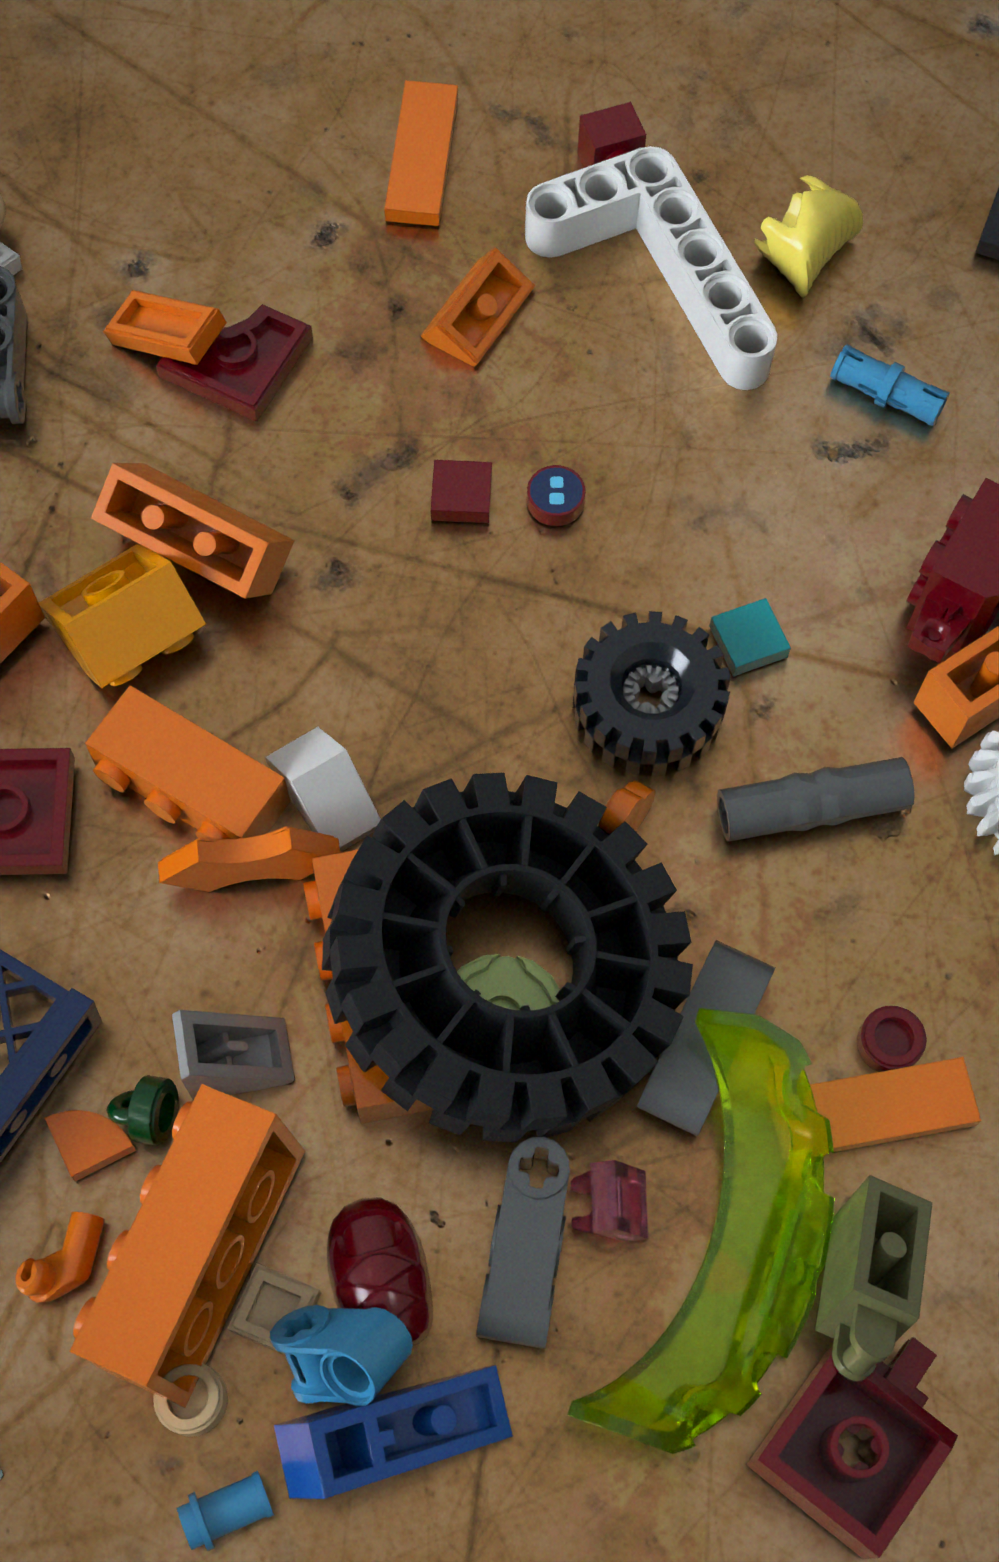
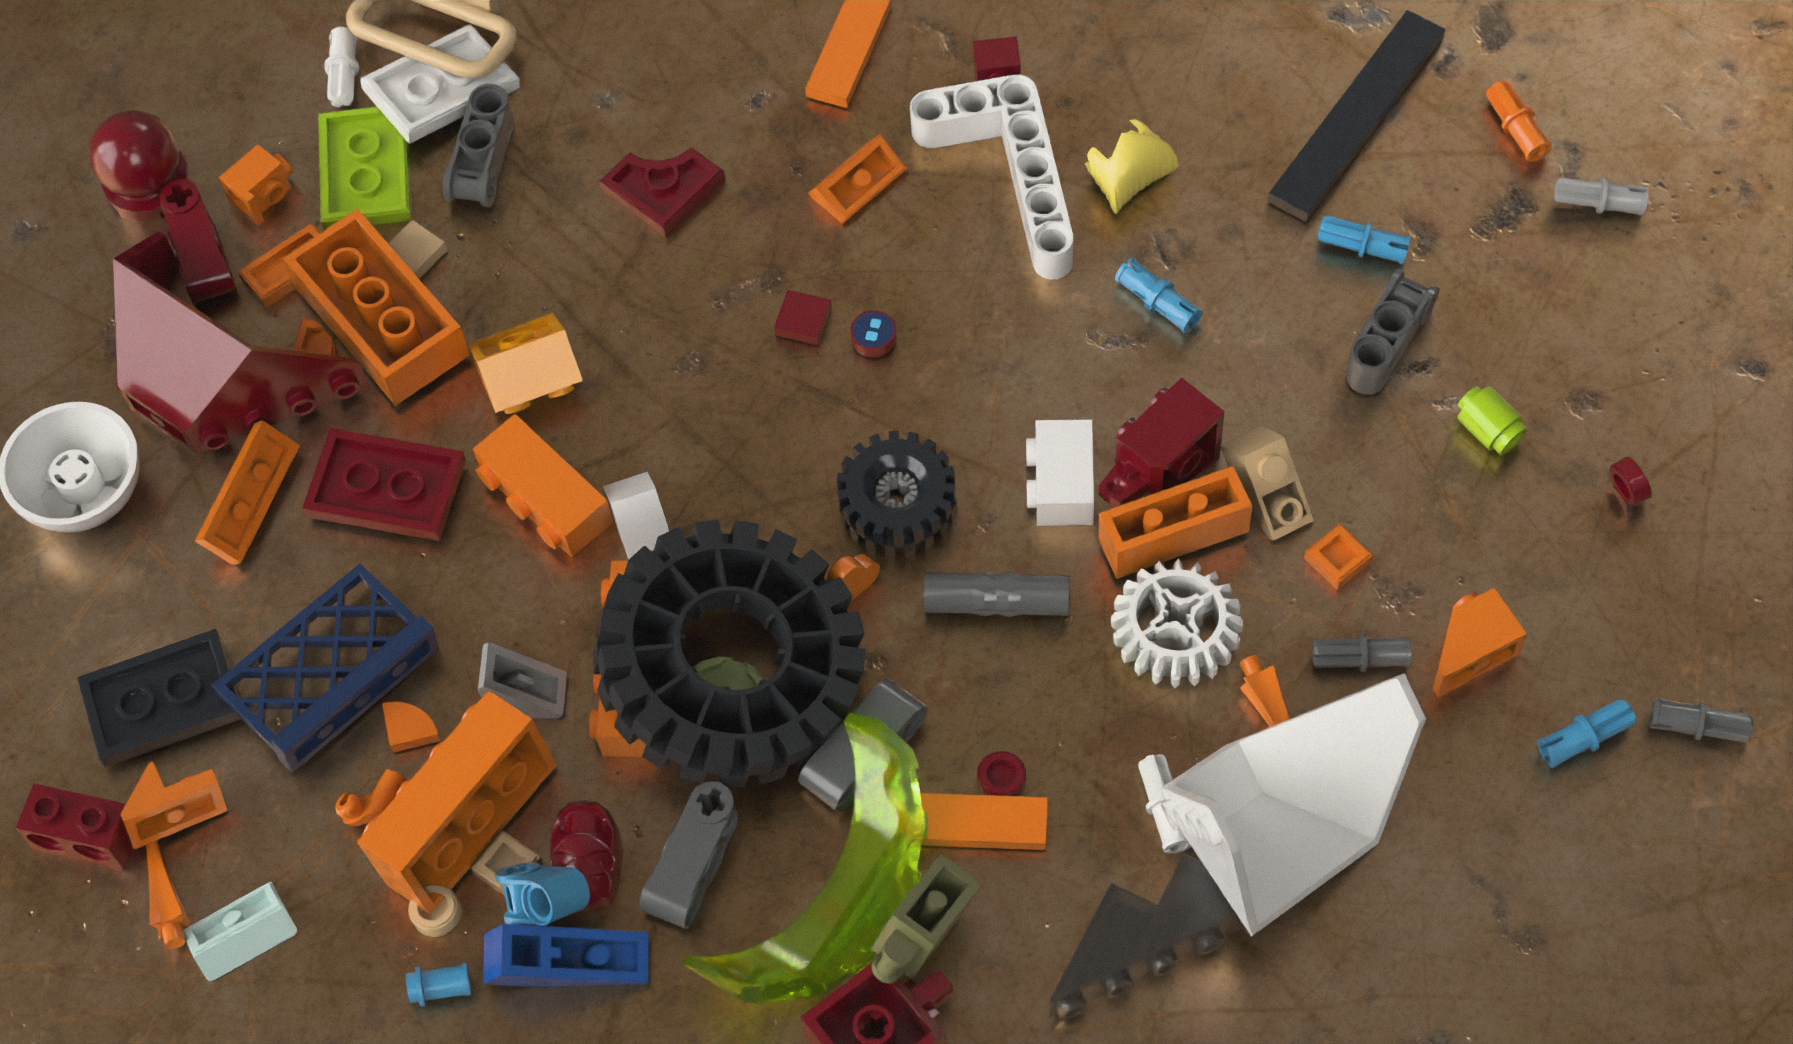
camera: 20 degrees right, 5 degrees down
(147, 1110) = (450, 709): dark green tile -> none
(165, 327) = (612, 152): orange tile -> none
(192, 529) = (591, 309): orange brick -> none
(216, 863) = (551, 553): orange tile -> none
(617, 1201) = (763, 841): clear pink tile -> none
(749, 637) = (988, 467): teal tile -> none
(849, 626) = (1063, 472): none -> white brick

